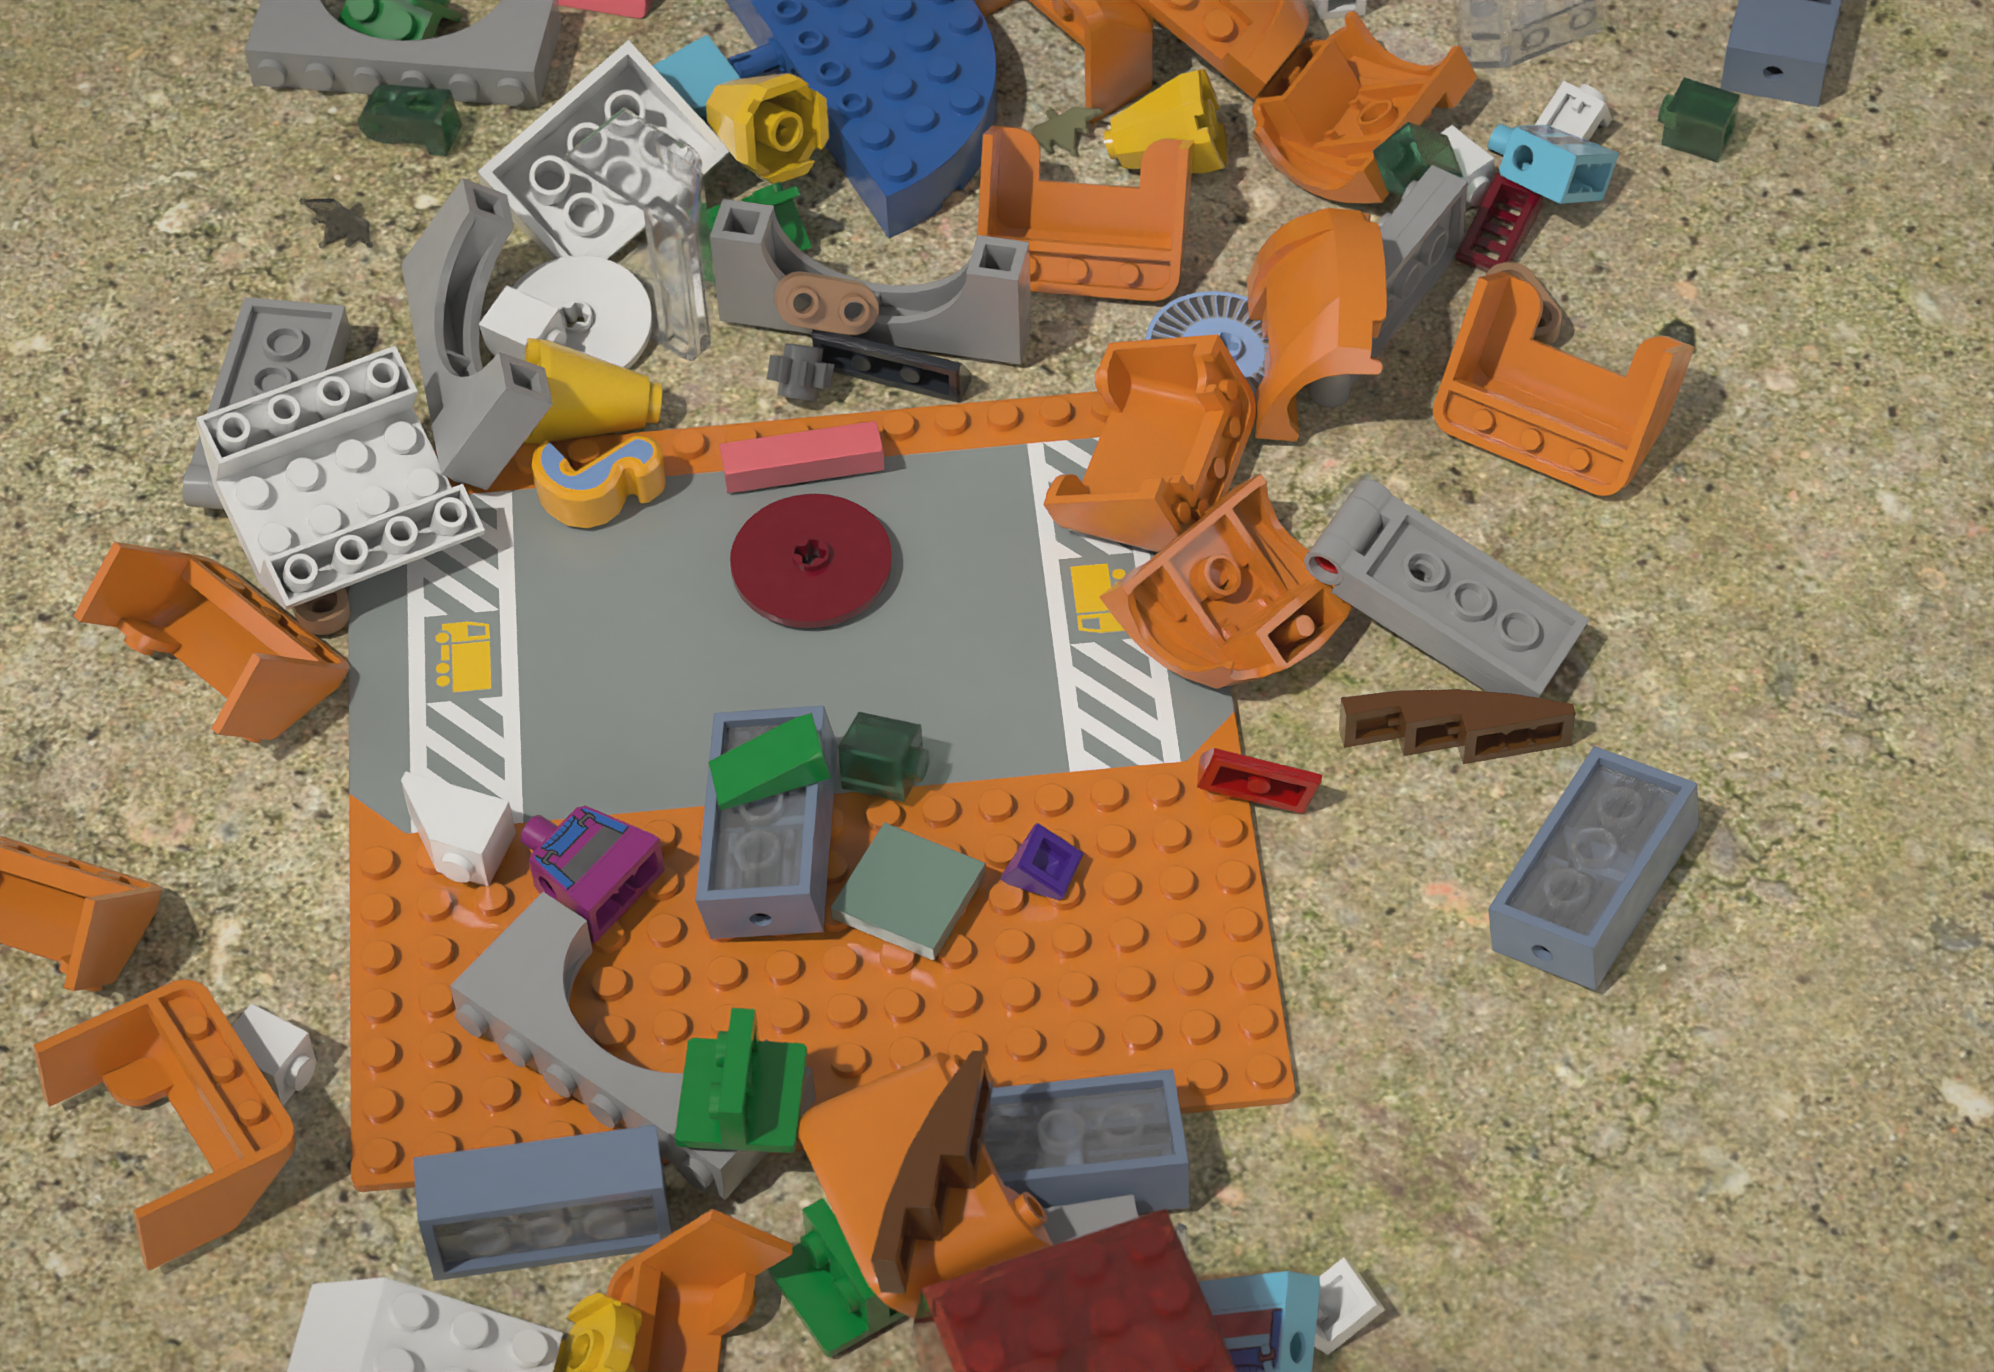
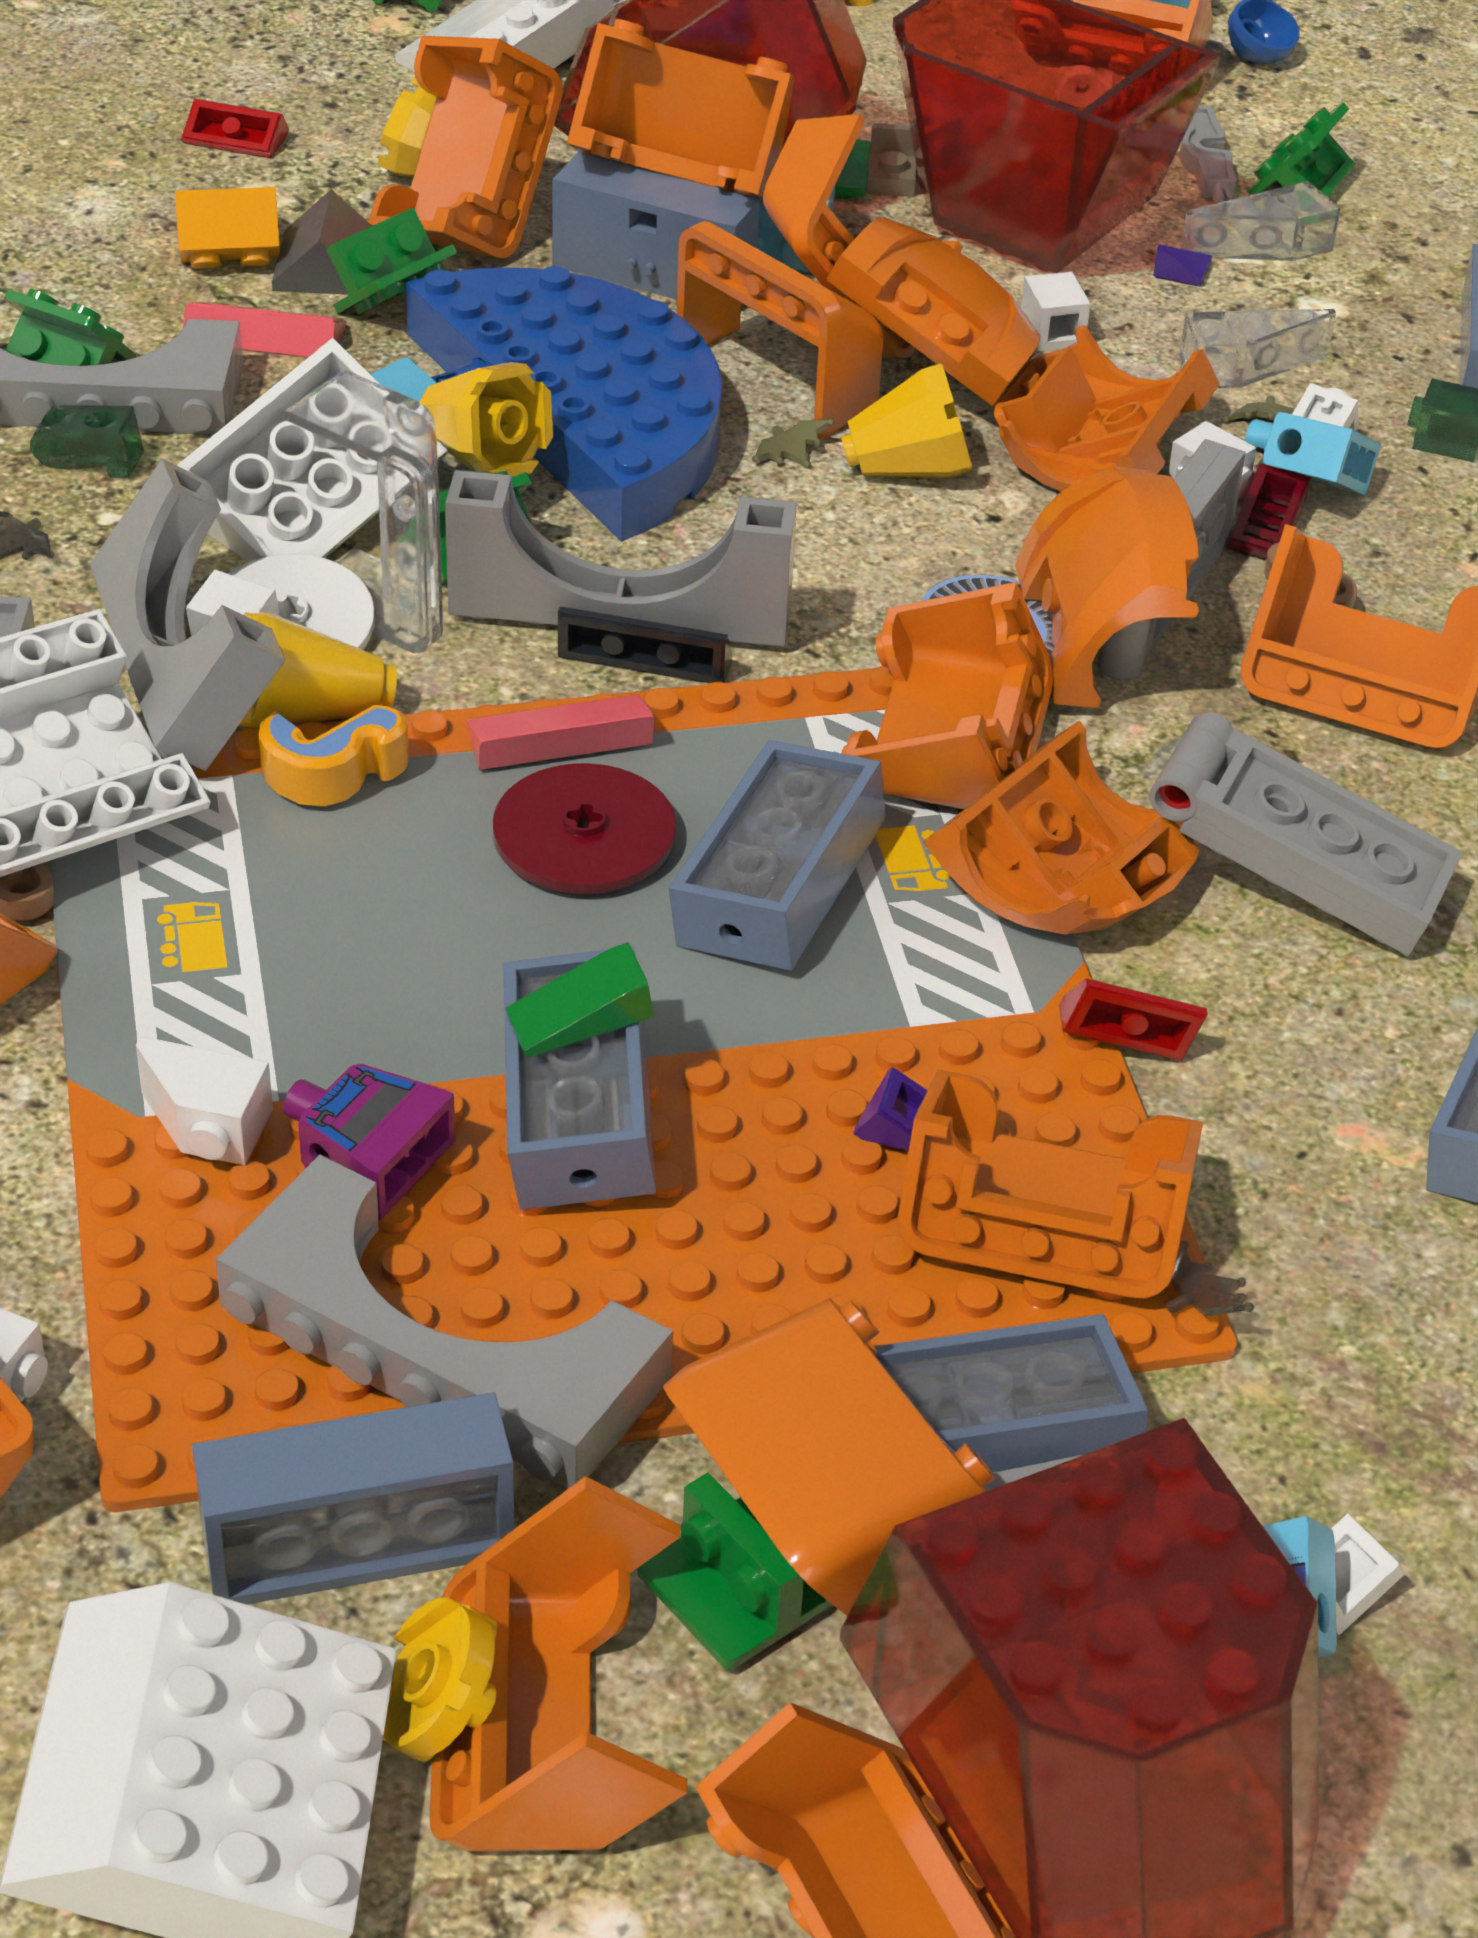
camera: 10 degrees left, 10 degrees down
(741, 1090) = (593, 1352): green bracket -> none
(800, 371) = (547, 652): dark grey gear -> none
(827, 304) = (574, 578): medium nougat plate -> none
(882, 757) = (699, 1011): clear green brick -> none
(908, 891) = (749, 1148): sand green tile -> none
(939, 1158) = (859, 1408): reddish brown slope -> none
(973, 600) = (778, 854): none -> sand blue brick
(1088, 234) = (853, 527): orange windscreen -> none
(1143, 953) = (1045, 1204): none -> orange windscreen
(1270, 1043) = (1203, 1291): none -> clear smoke piece
(1410, 154) = (1172, 435): clear green brick -> none
(1474, 721) = (1355, 958): reddish brown slope -> none
(1523, 100) = (1259, 409): none -> olive piece

